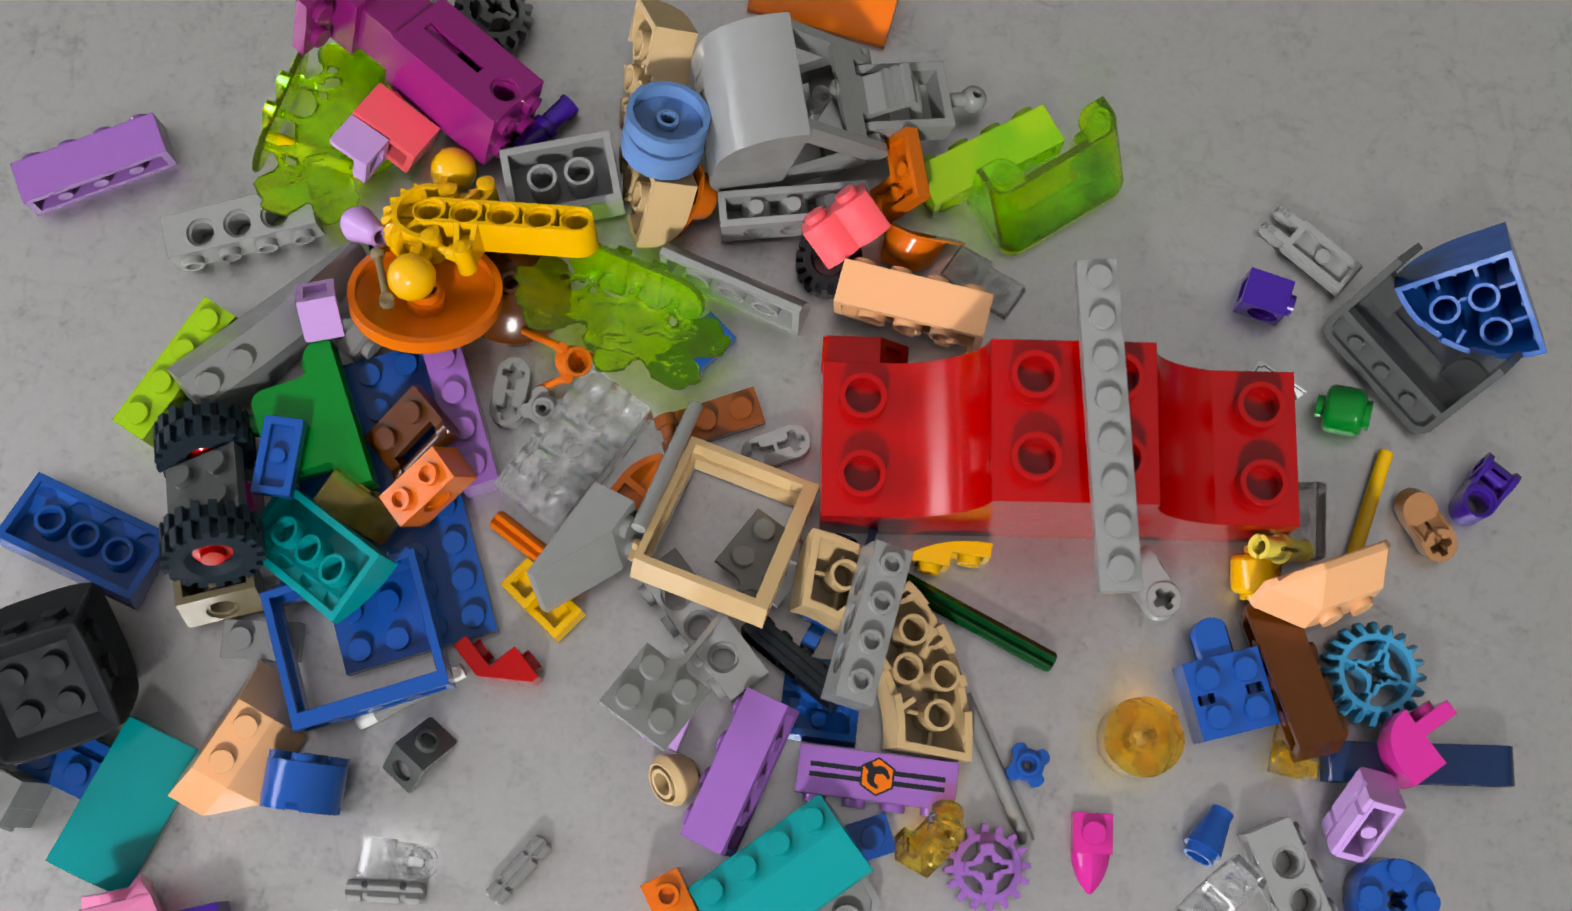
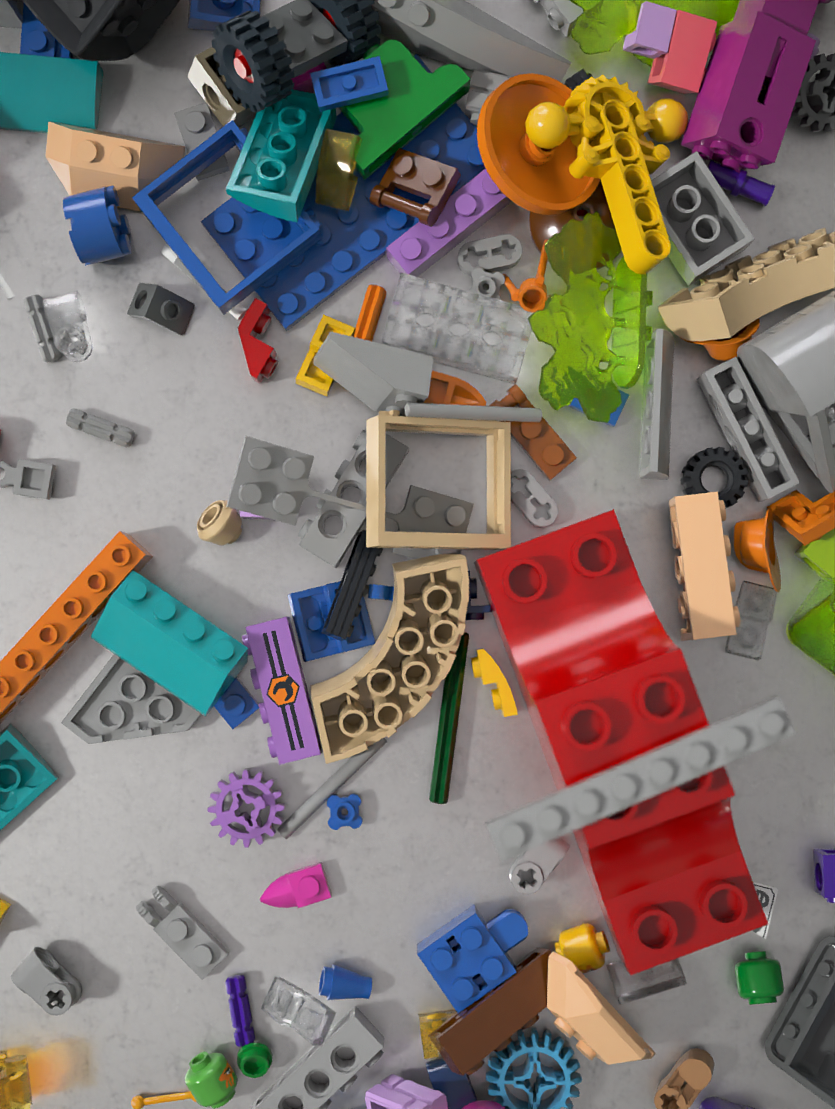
camera: 70 degrees right, 10 degrees up
(319, 310) = (489, 60): lavender panel -> none
(362, 227) = (581, 64): lavender cone -> none
(386, 299) = (520, 112): dark tan hinge -> none
(428, 486) = (375, 219): orange brick -> none
(665, 130) = (768, 287): medium blue wheel -> none
(738, 772) = (244, 574): medium lavender brick -> none
(844, 225) = (748, 480): coral brick -> none
(862, 350) = (642, 541): red slope -> none
(867, 625) = (399, 634): light grey brick -> none
(933, 839) = (249, 755): clear yellow leg -> none
(1161, 731) = (382, 907): clear yellow brick -> none
(1274, 552) = (609, 964): light yellow pin -> none
(1370, 500) = (686, 1027): yellow bar -> none

